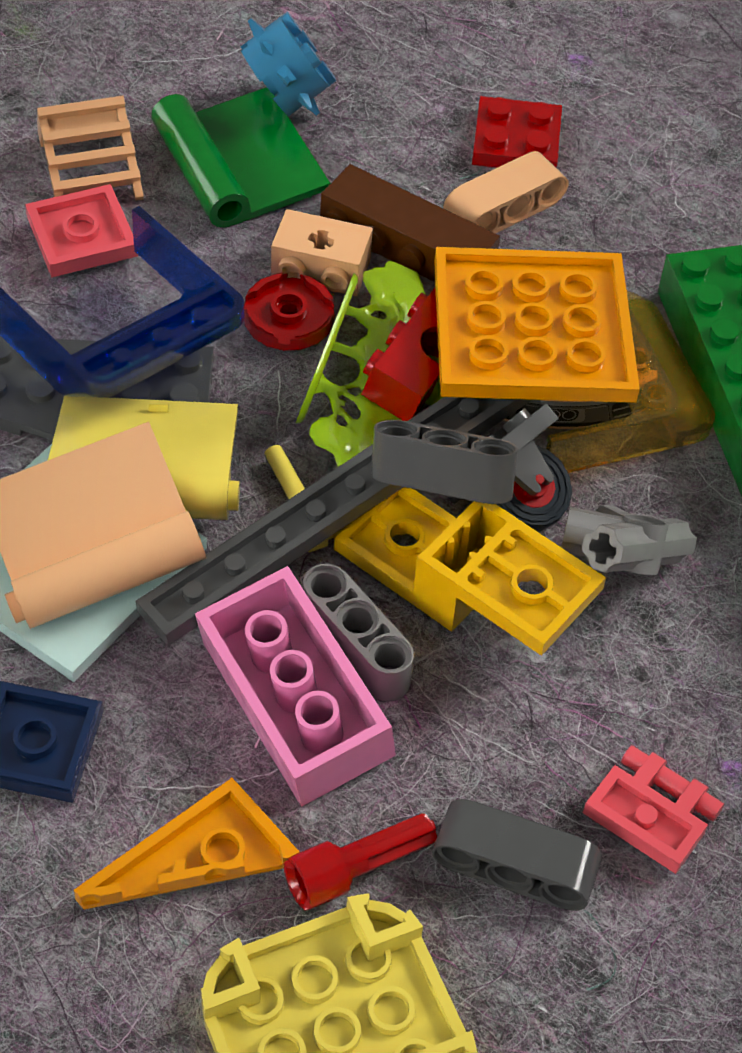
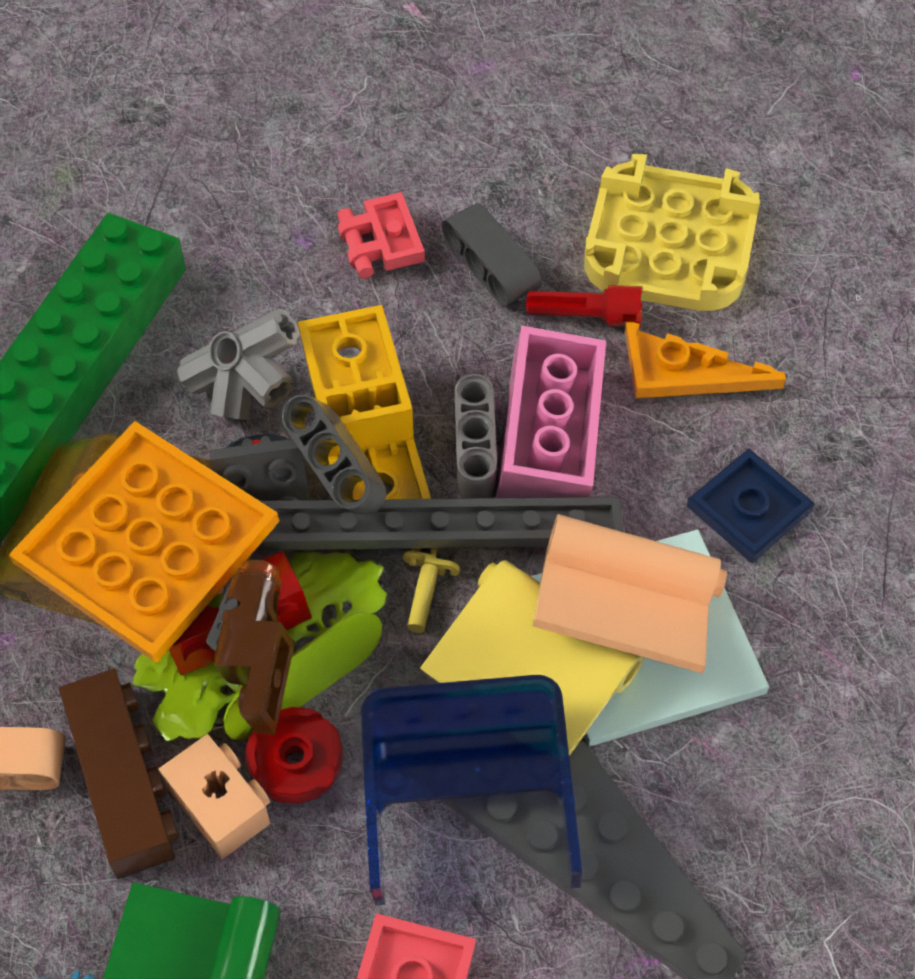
camera: 140 degrees left, 5 degrees up
(365, 287) = (252, 644): none -> reddish brown plate

